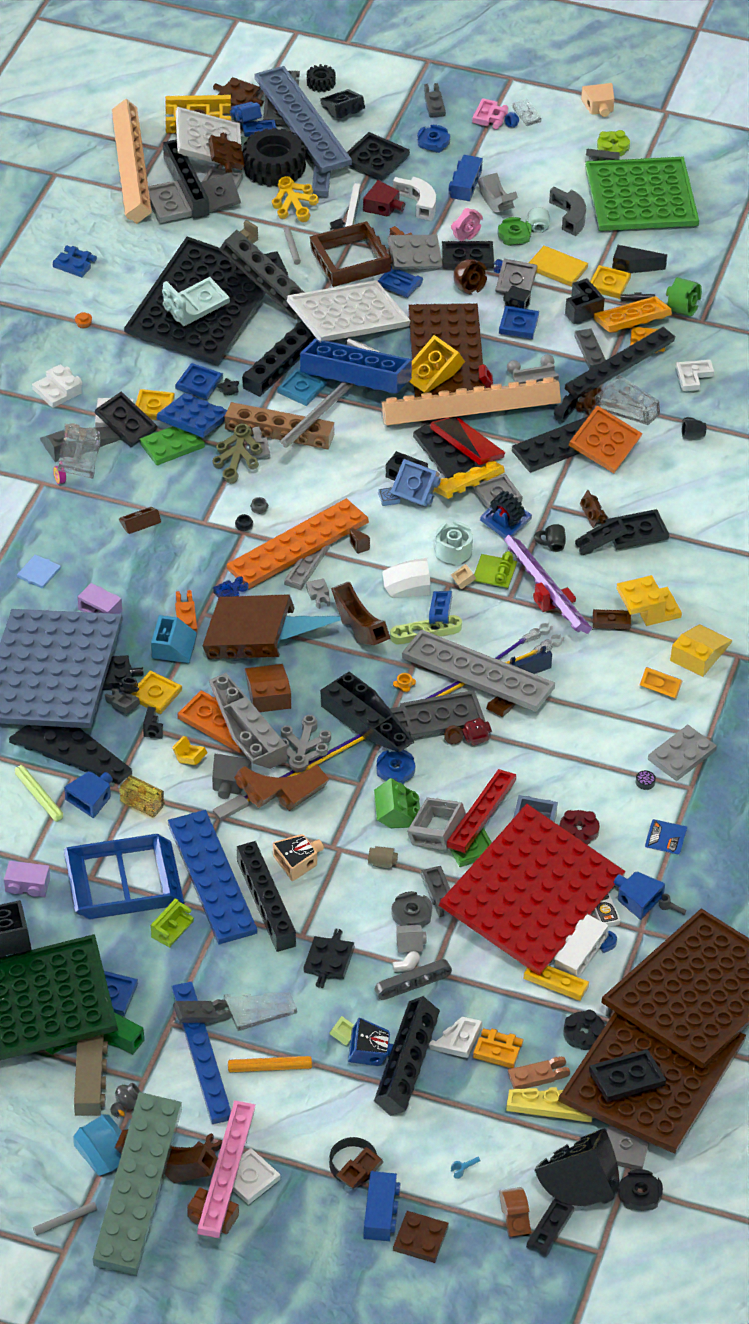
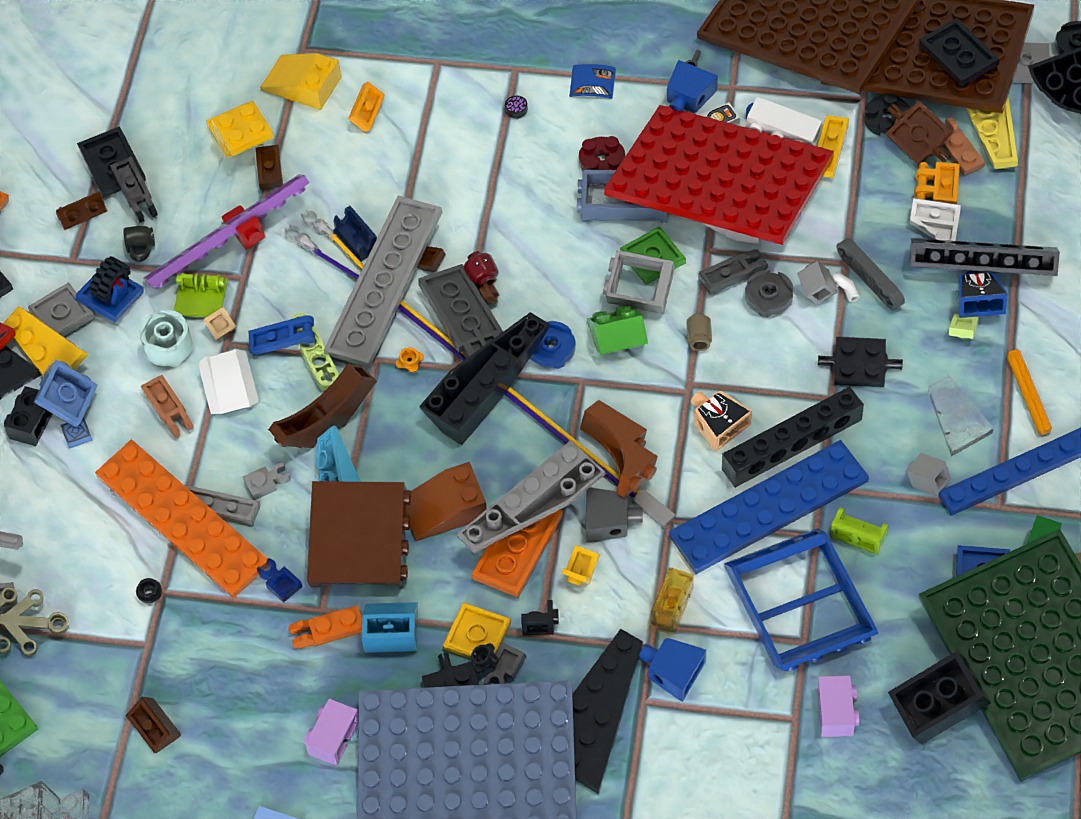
camera: 95 degrees left, 10 degrees up
(39, 793) = (684, 731): yellowish green axle -> none
(201, 1011) = (988, 465): dark grey hinge -> none
(205, 973) = (928, 474): none -> light grey brick
(259, 505) = (110, 573): dark grey plate -> none
(300, 761) = (540, 443): light grey plant -> none
(359, 541) = (170, 448): reddish brown slope -> none
(397, 543) = (166, 404): none -> nougat hinge
(481, 811) = (603, 242): red plate -> none
(551, 1039) = (918, 133): none -> reddish brown plate
(682, 752) = (466, 79): light grey plate -> none

